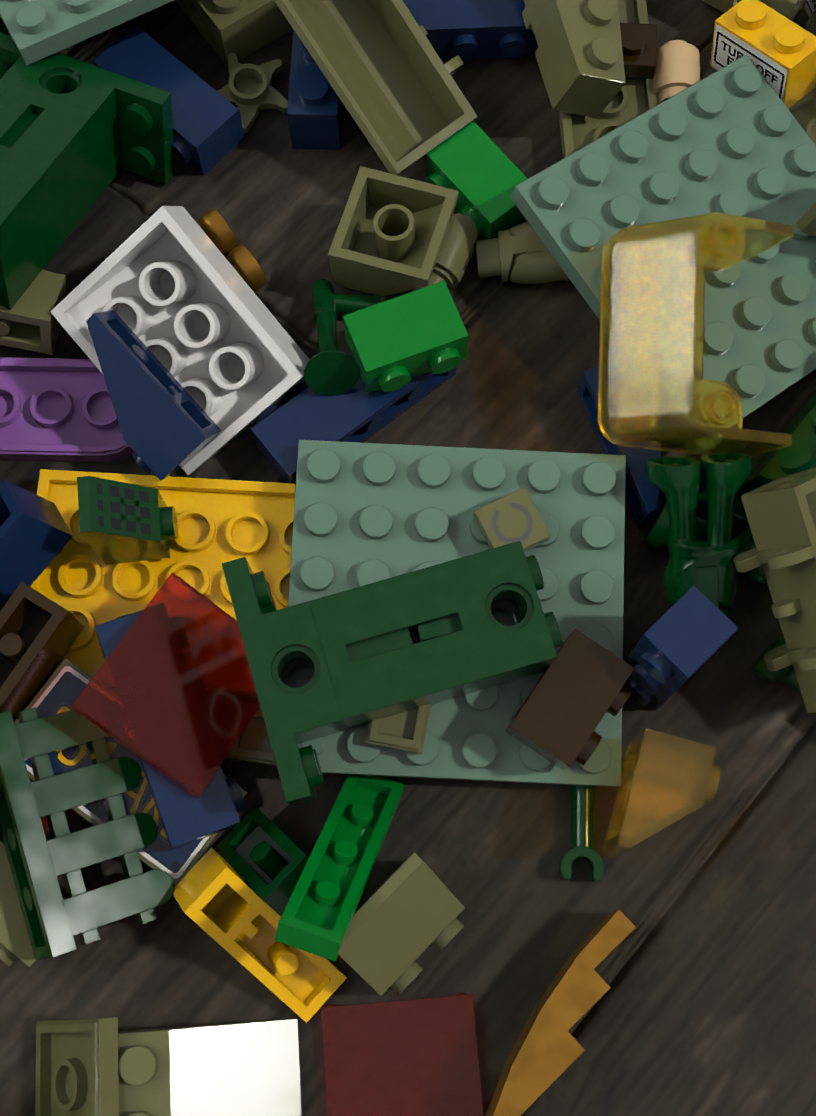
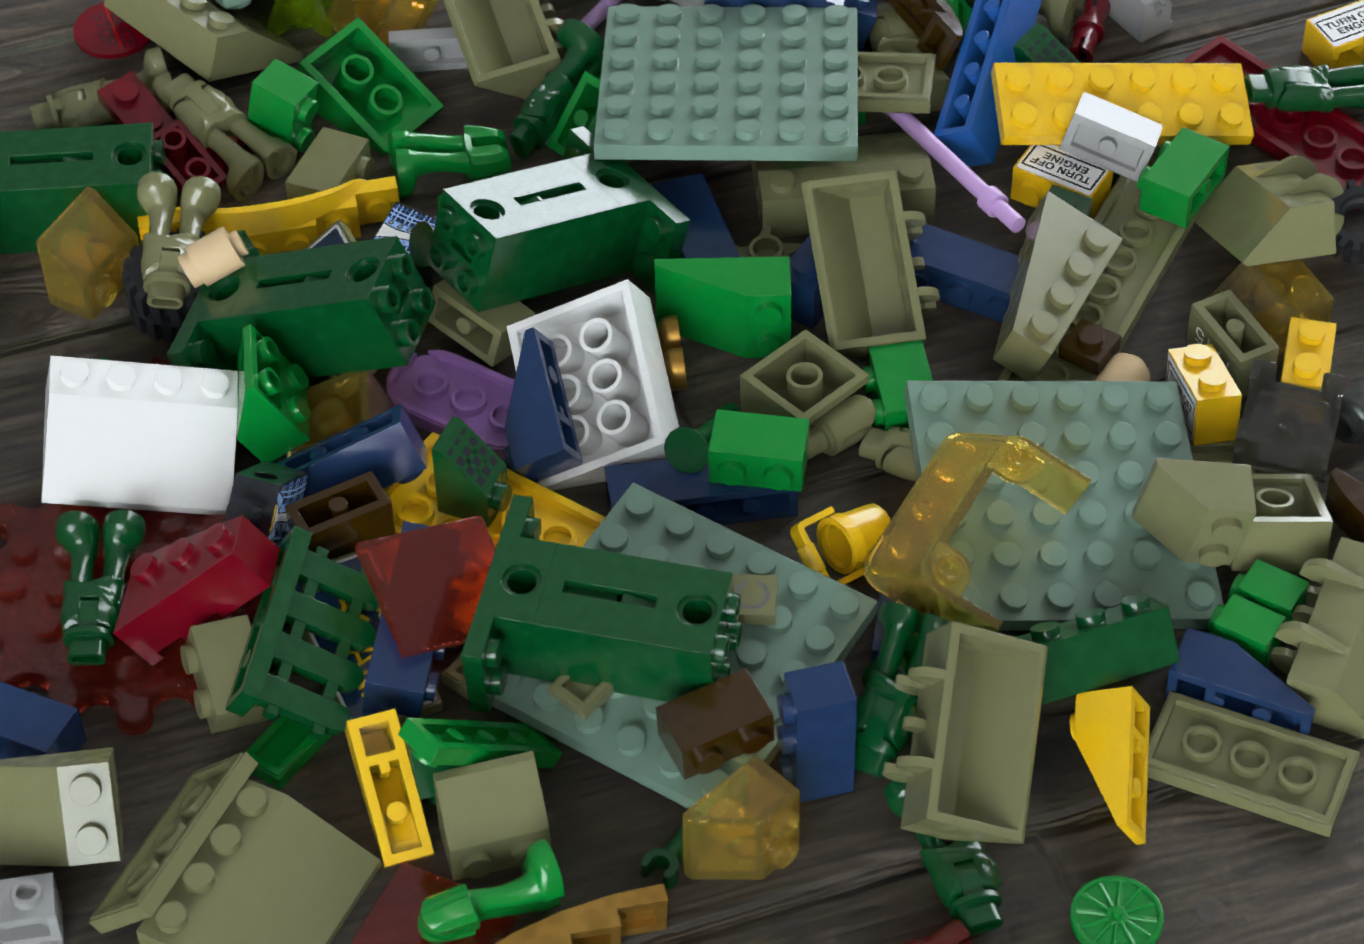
camera: 30 degrees right, 25 degrees down
(119, 951) = (283, 751): none -> green tile
(261, 166) = (728, 302): none -> green slope
(431, 1060) = (459, 911): none -> green piece
(533, 390) = (842, 539): none -> yellow piece

